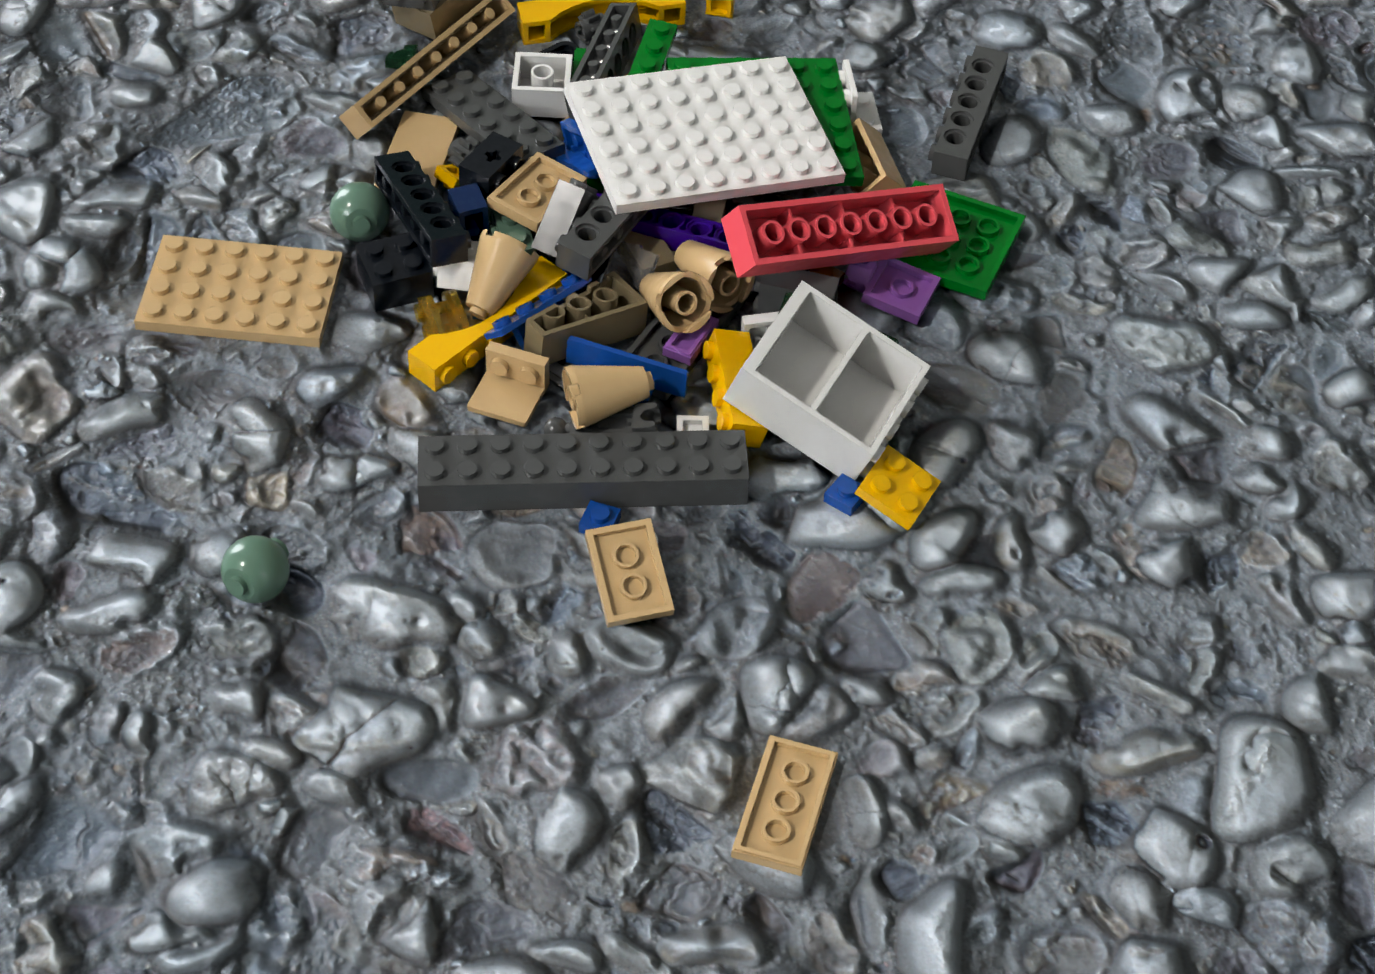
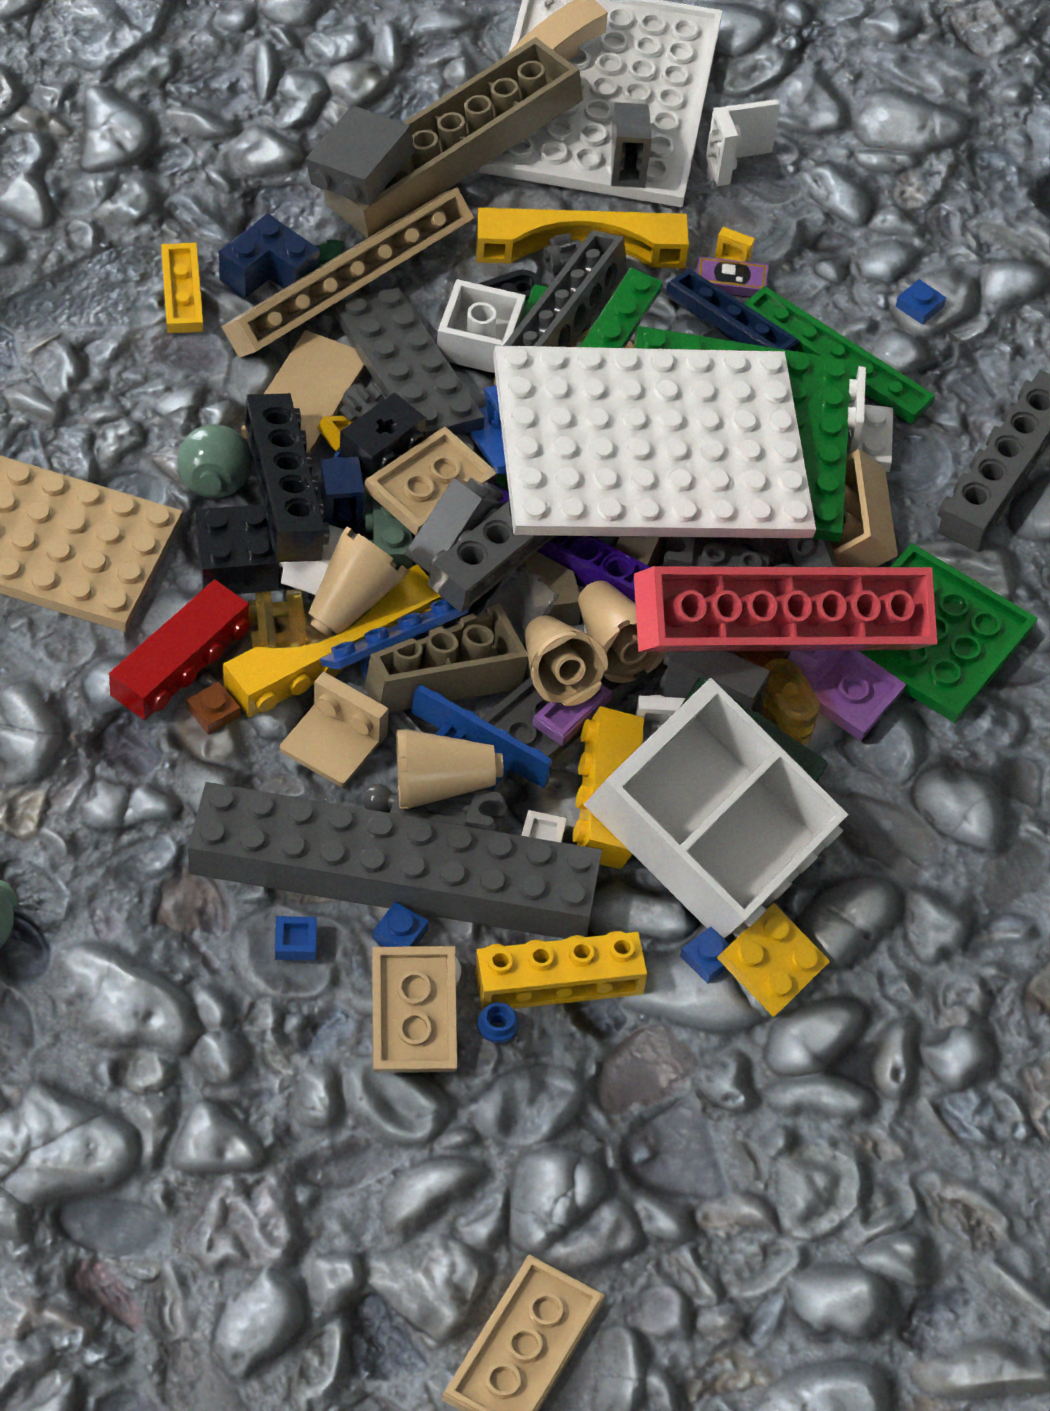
camera: 10 degrees right, 5 degrees up
(298, 96) = (182, 288): none -> yellow plate
(360, 61) = (266, 253): none -> dark blue brick
(369, 349) = (179, 650): none -> red brick
(406, 388) = (213, 707): none -> dark orange plate
(519, 540) = (295, 938): none -> blue plate
(696, 572) = (500, 1013): none -> blue plate
(720, 44) = (726, 312): none -> dark blue brick
(722, 23) = (733, 276): none -> tile
(735, 526) = (561, 970): none -> yellow brick
(772, 44) = (881, 381): none -> green plate
(859, 298) = (790, 700): none -> clear yellow brick
(870, 18) = (920, 301): none -> blue plate

